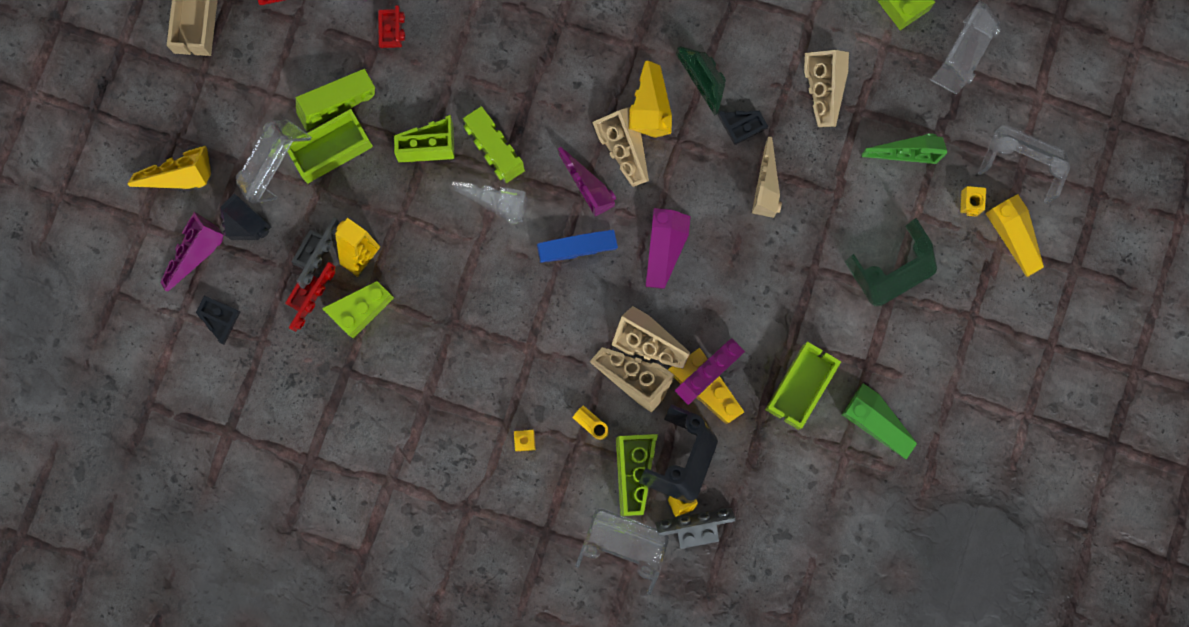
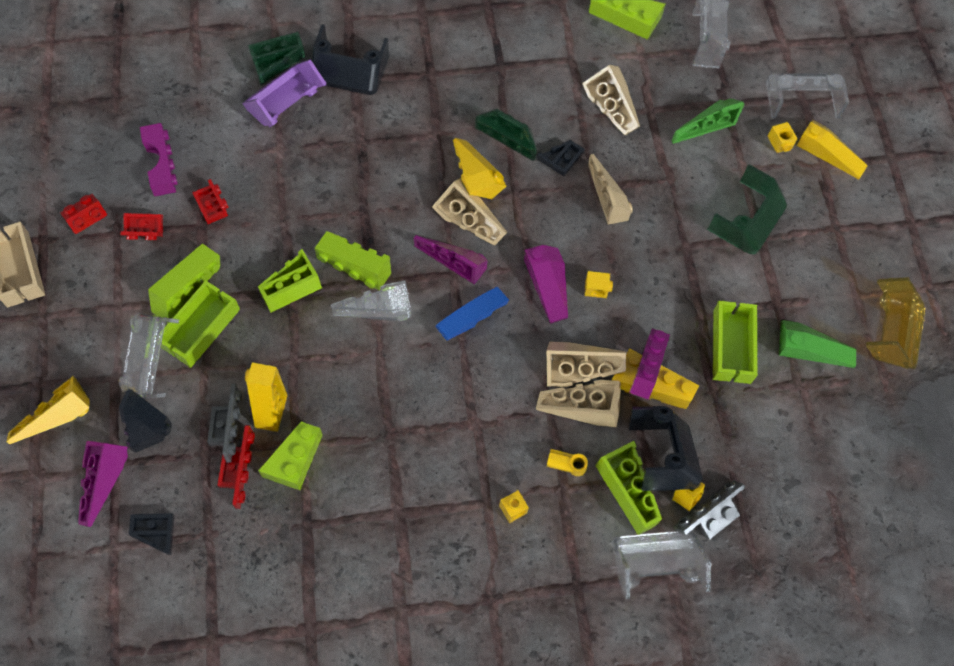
camera: 30 degrees left, 15 degrees down
(320, 25) = (142, 225): none -> red bracket
(707, 271) = (598, 284): none -> yellow brick
(973, 443) = (902, 324): none -> clear yellow windscreen

